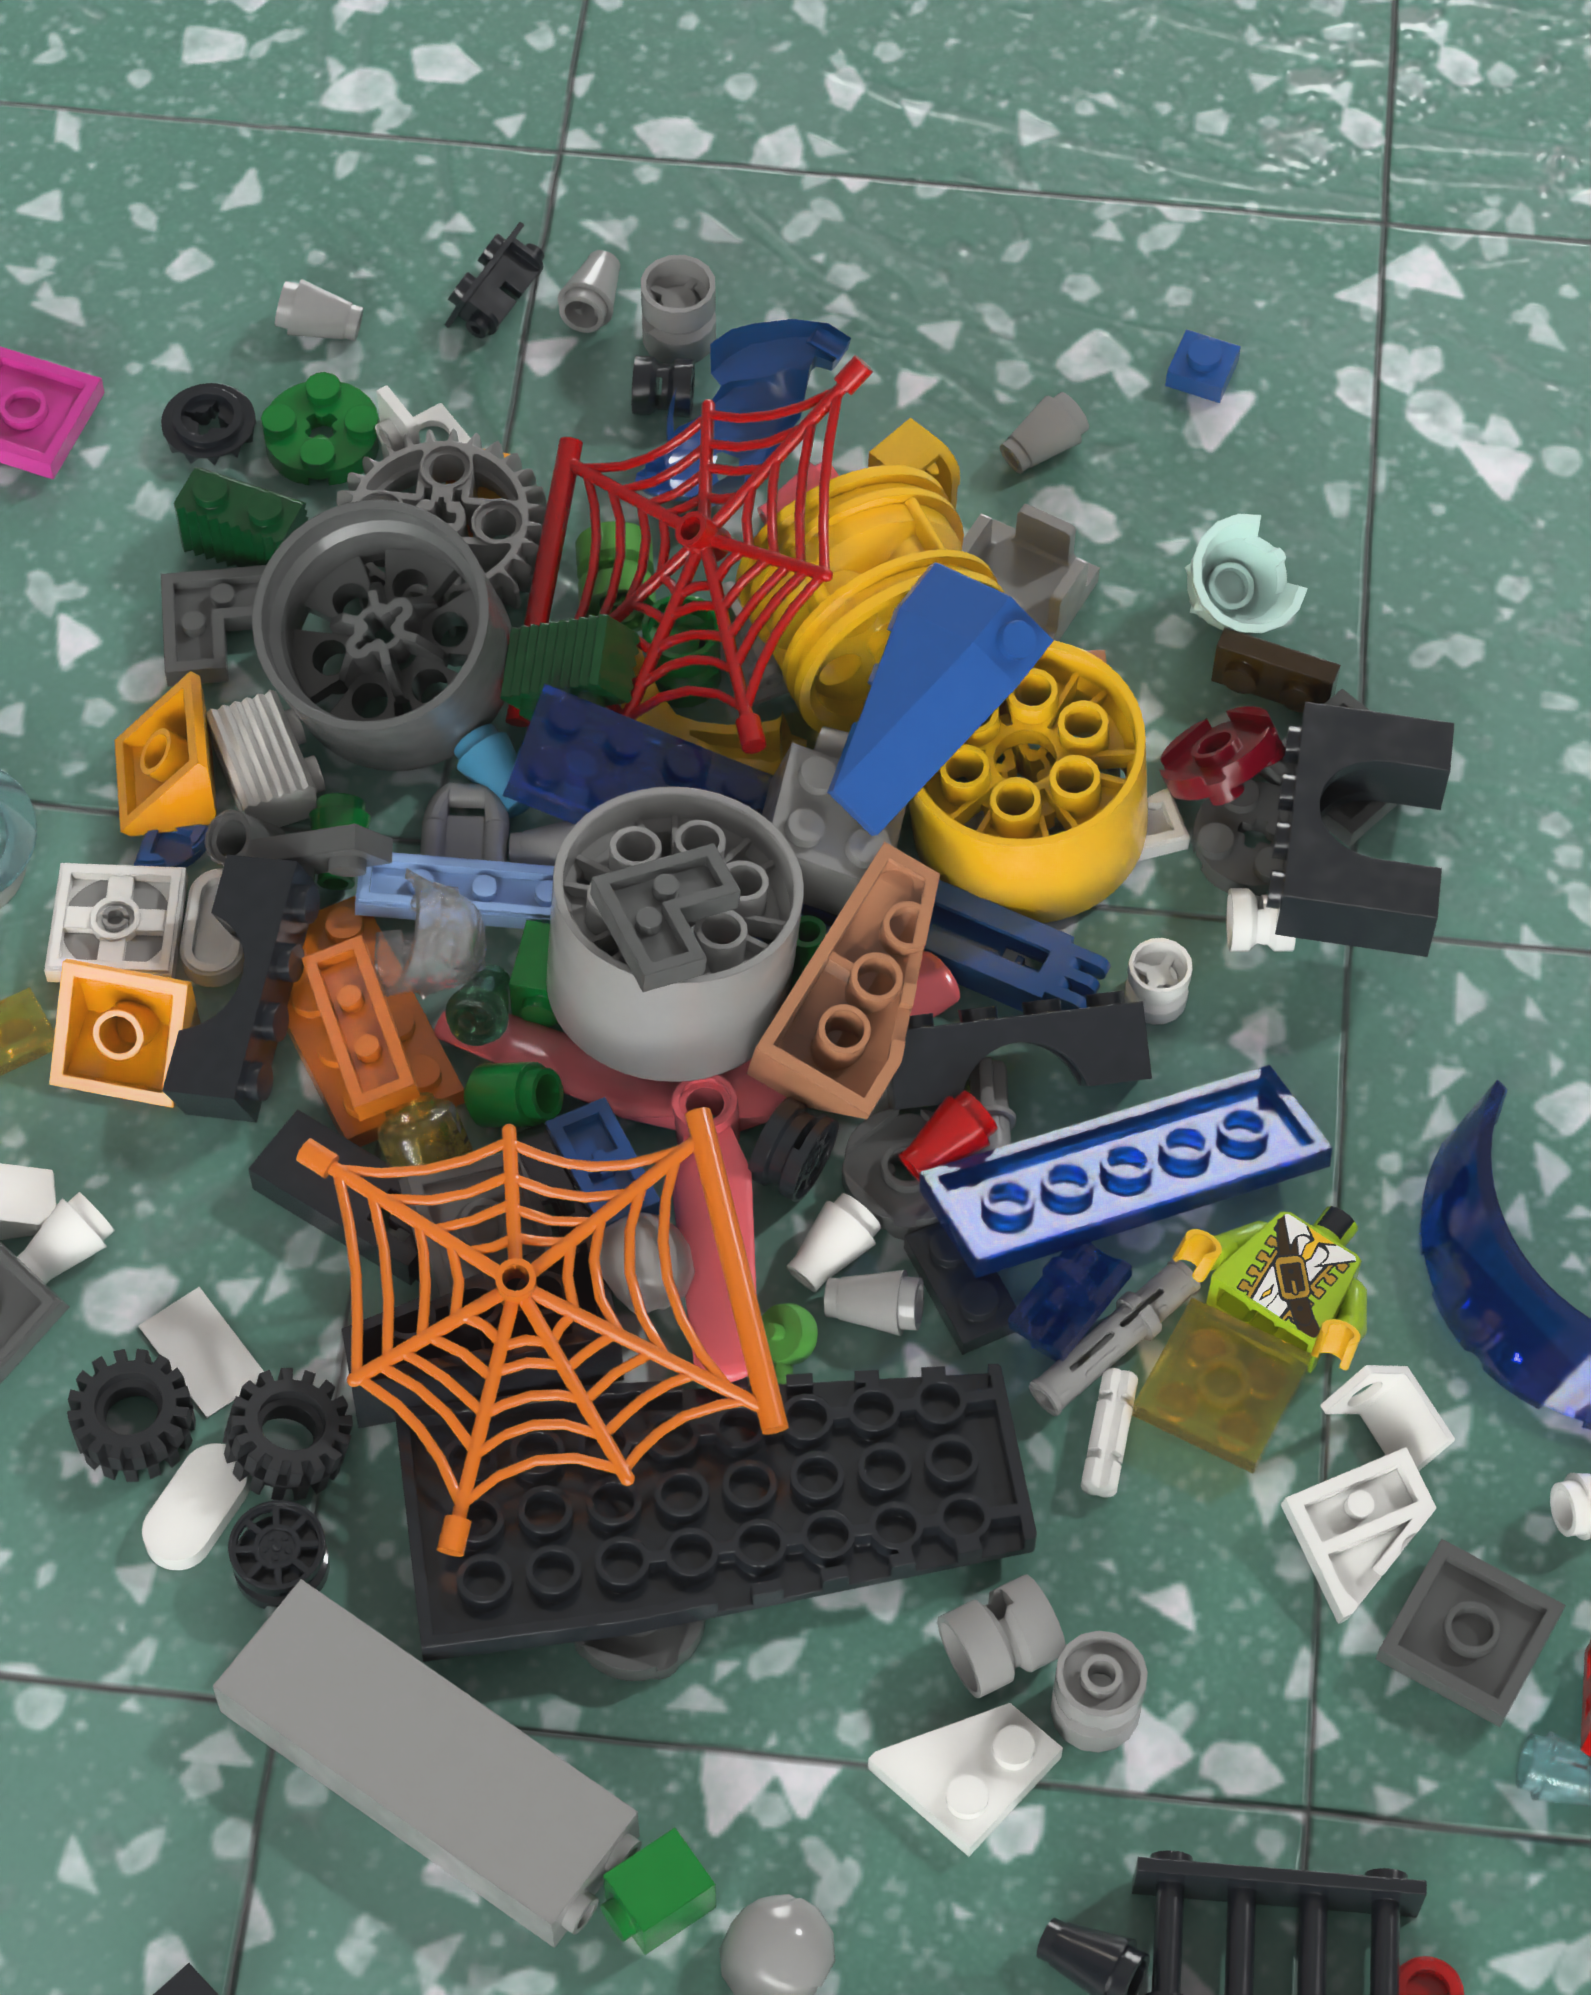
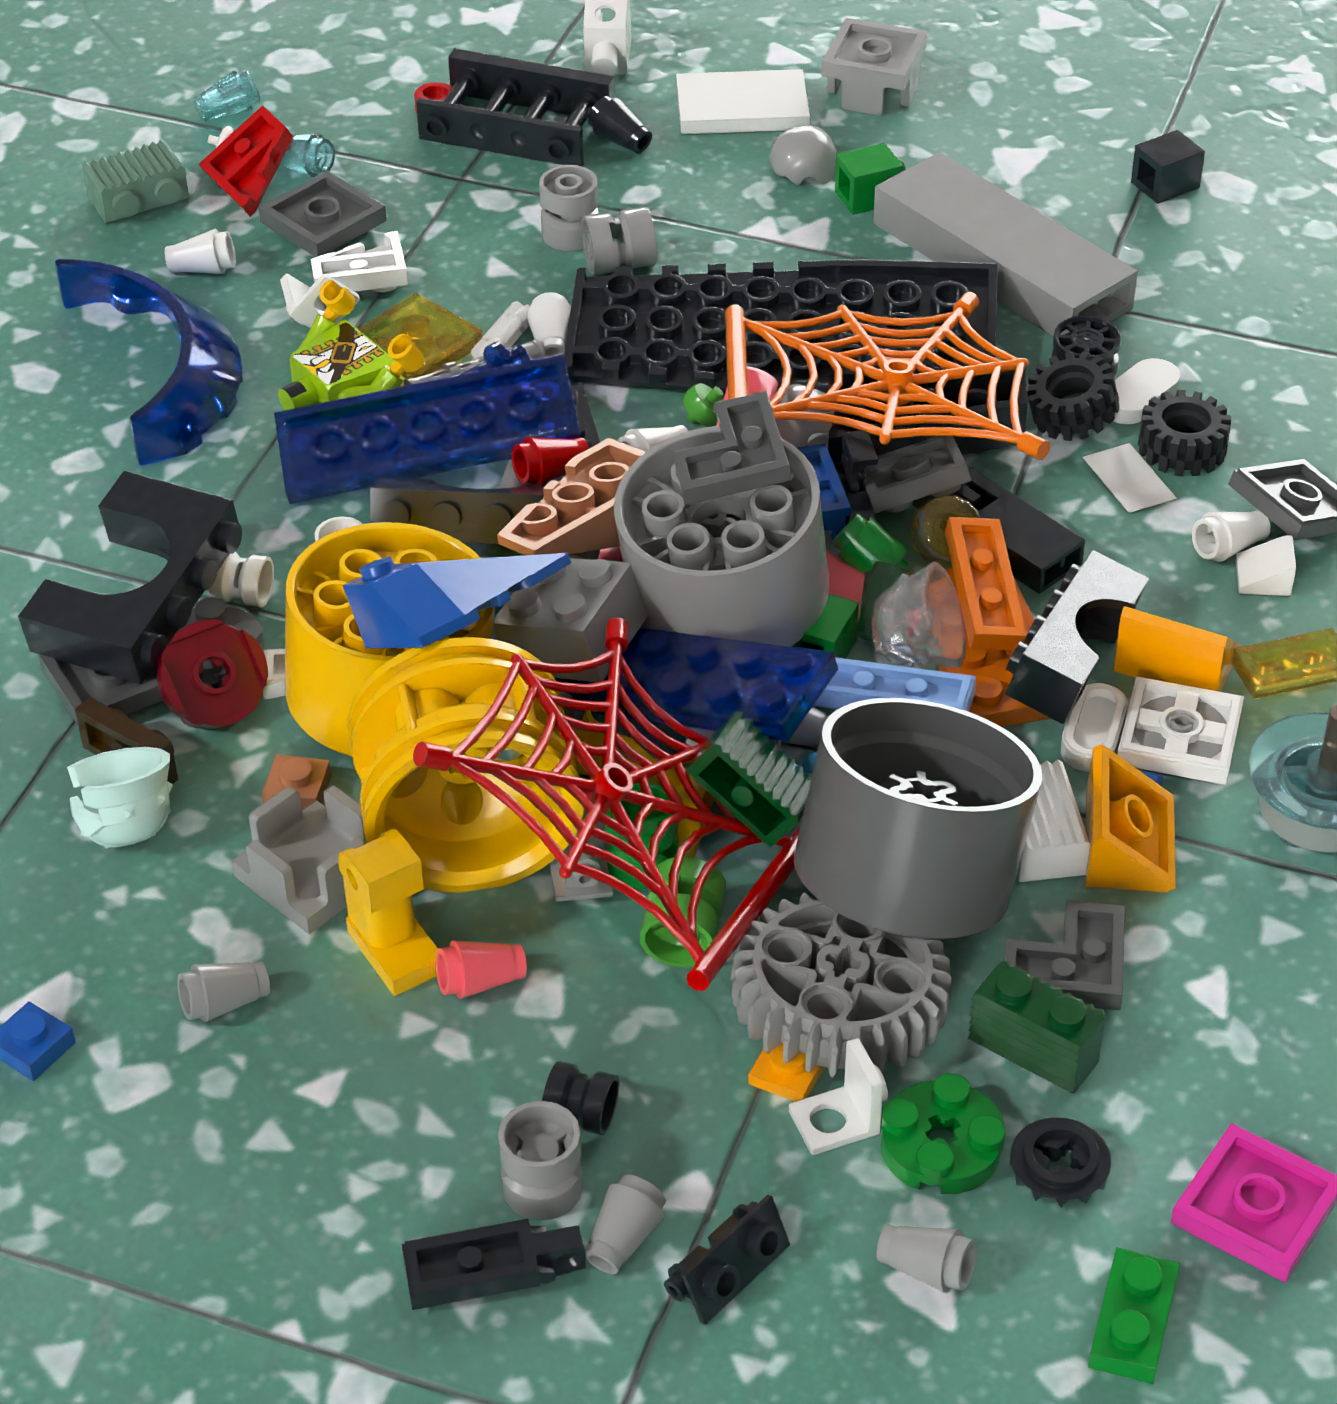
camera: 165 degrees left, 15 degrees down
(132, 310) = (1134, 1315): none -> green plate
(331, 850) = (1007, 699): dark grey plate -> none
(706, 233) = (489, 1261): none -> black hinge
(758, 371) = (569, 1000): blue animal -> none
(877, 1300) = (629, 409): light grey cone -> none
(969, 1772) = (670, 206): white wing -> none
(1045, 1449) = (550, 321): none -> white cone

